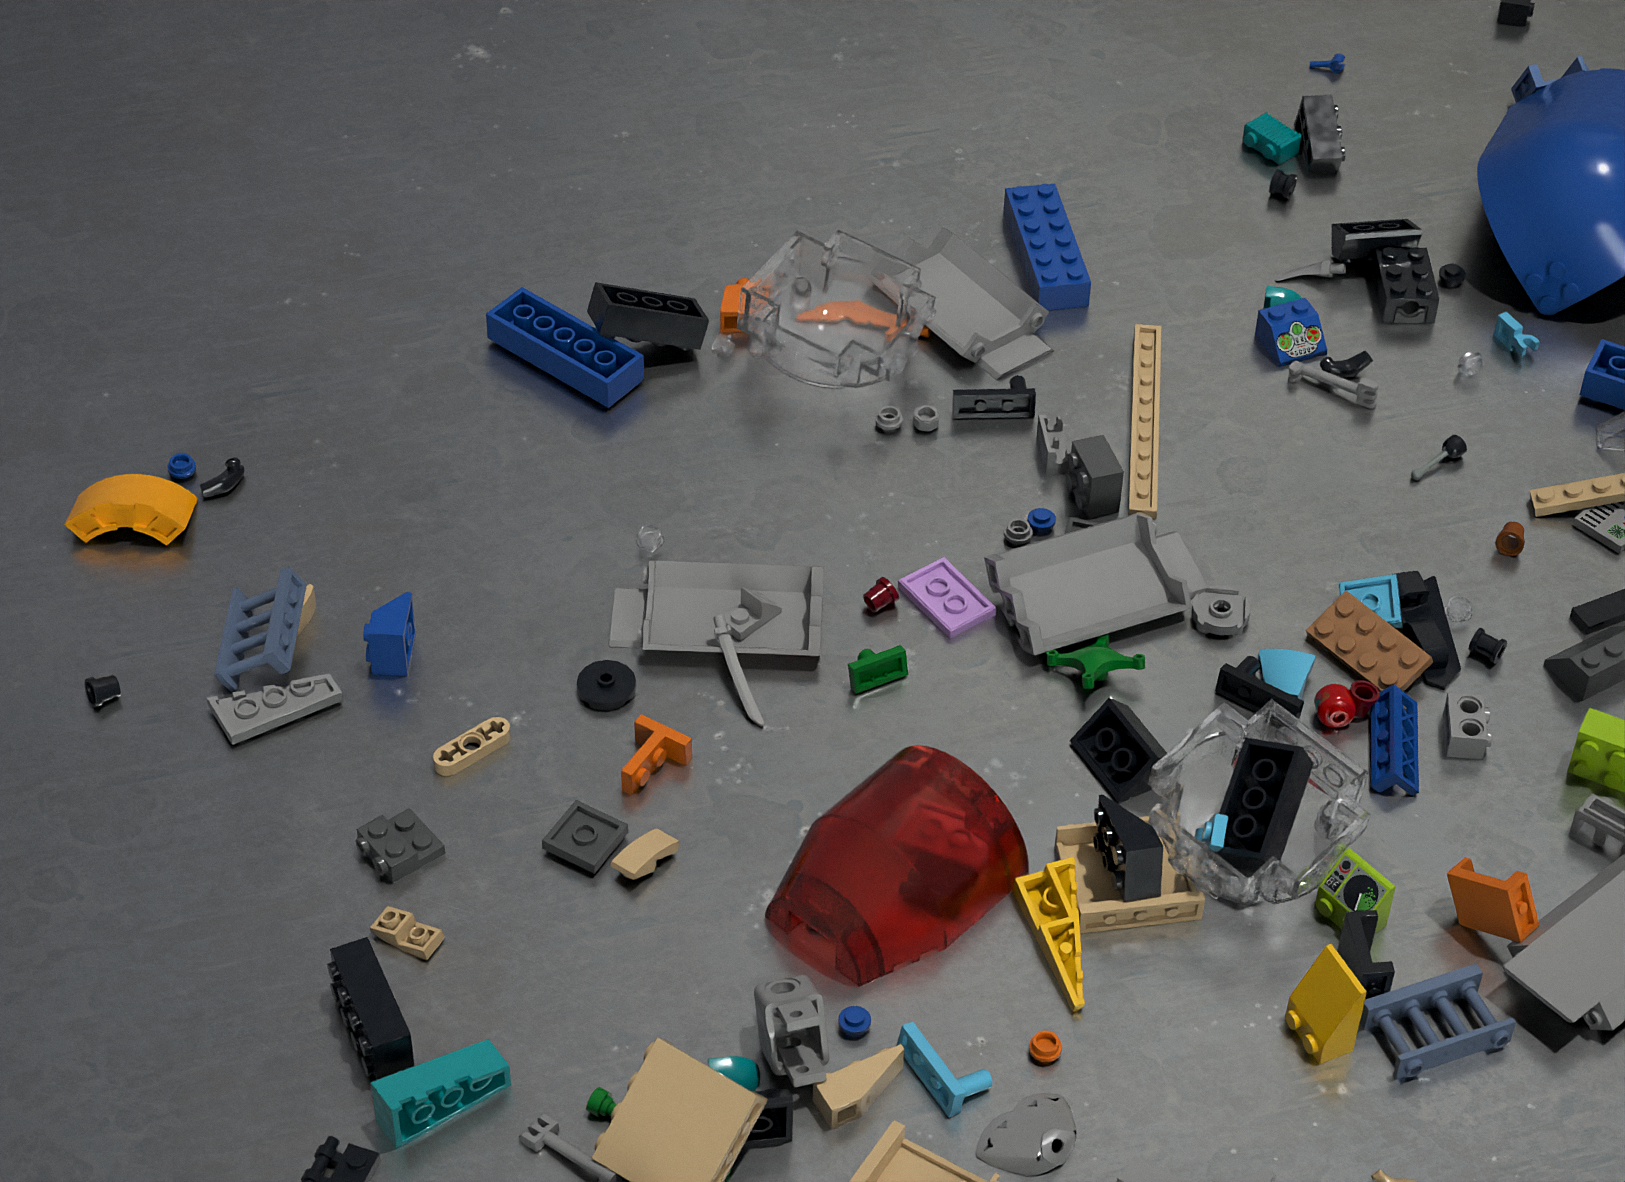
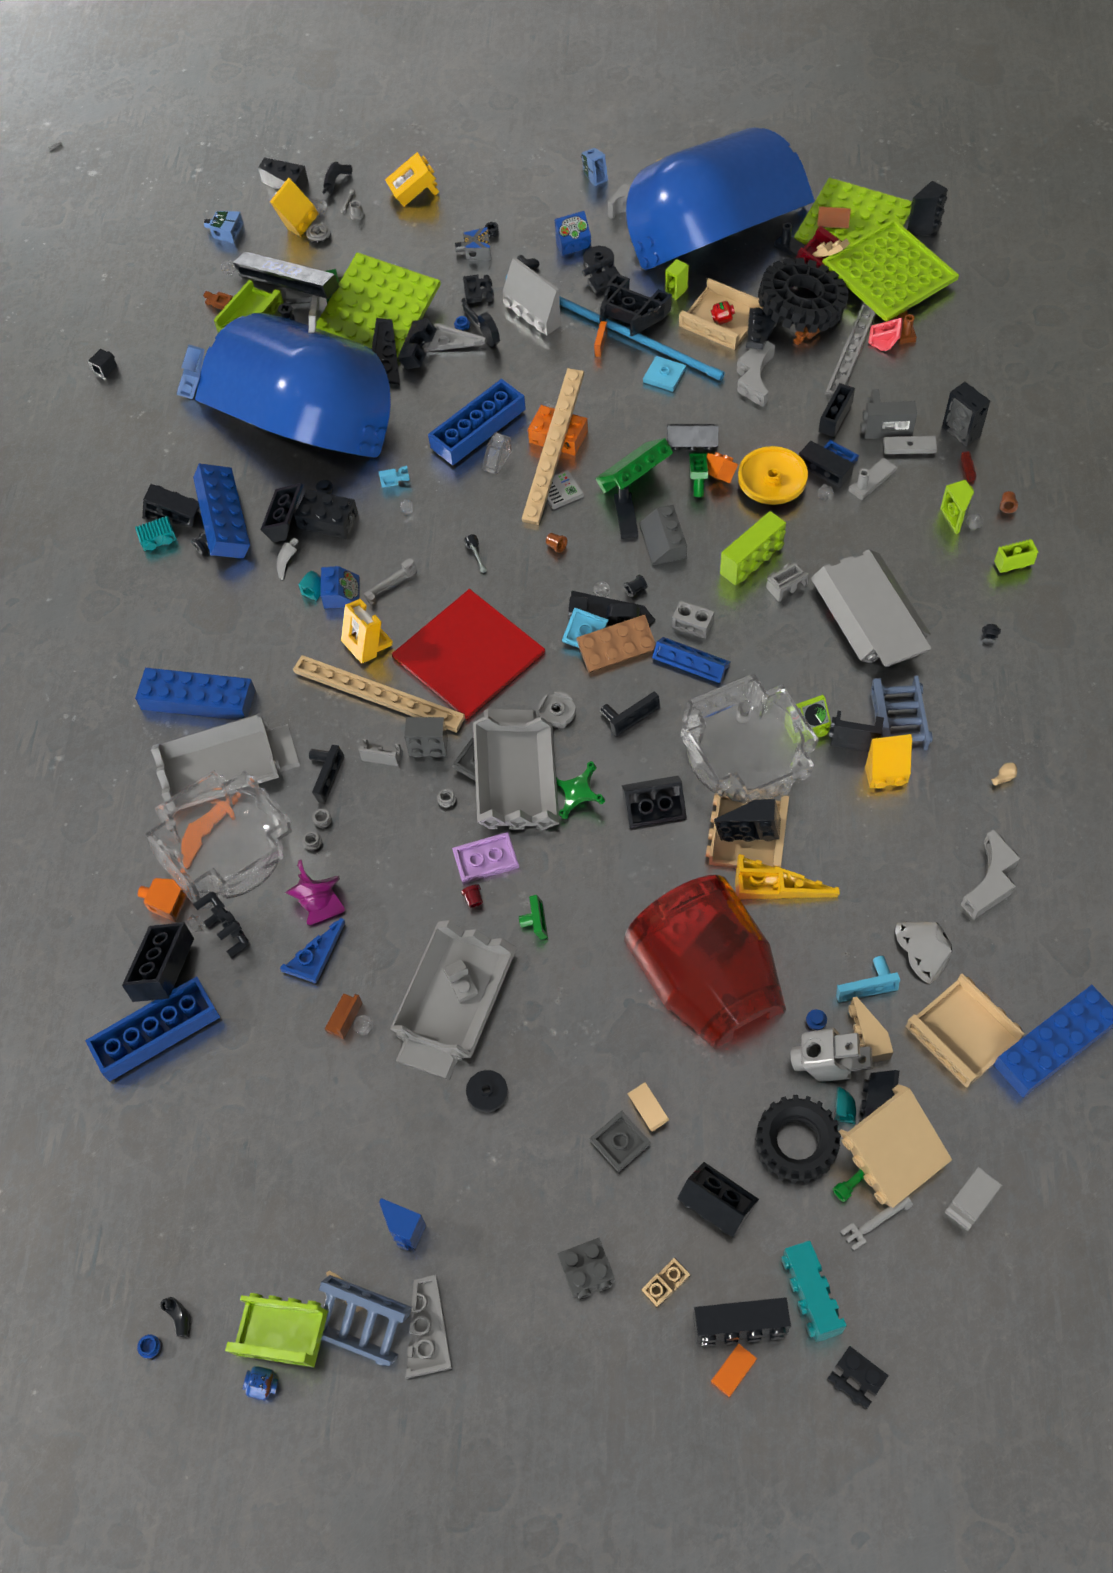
camera: 65 degrees left, 15 degrees up
(101, 689) = (365, 1458): black piece -> none
(135, 502) = (177, 1394): light orange panel -> none
(164, 569) = (260, 1383): none -> blue head
(227, 564) = (279, 1330): none -> lime panel
(310, 1032) = (733, 1370): none -> orange tile
(465, 757) = (523, 1208): tan beam -> none
(540, 958) = (717, 1199): none -> black slope
(649, 995) = (815, 1117): none -> black tyre
(657, 744) = (564, 1077): orange bracket -> none
(667, 518) = (344, 1015): none -> dark orange panel
(723, 634) = (508, 1003): light grey sword -> none
(728, 466) = (313, 958): none -> blue wing
(729, 363) = (230, 925): none -> black plate
(809, 435) = (316, 896): none -> magenta helmet
(1041, 520) = (441, 781): blue plate -> none
(1045, 1046) = (863, 919): orange plate -> none
(1213, 832) = (771, 768): medium azure plate -> none
(1220, 374) = (362, 632): none -> yellow brick
(1263, 802) = (746, 739): black brick -> none
(1264, 496) = (468, 653): none -> red tile
(1286, 669) = (620, 693): medium azure slope -> none
(1332, 64) = (101, 475): blue hand -> none
(1336, 703) = (656, 677): red head -> none
(1339, 180) = (221, 511): none -> blue brick
(1348, 367) = (380, 570): black arm -> none
(1364, 696) = (656, 660): dark red piece -> none
(1492, 903) = (838, 656): orange panel -> none

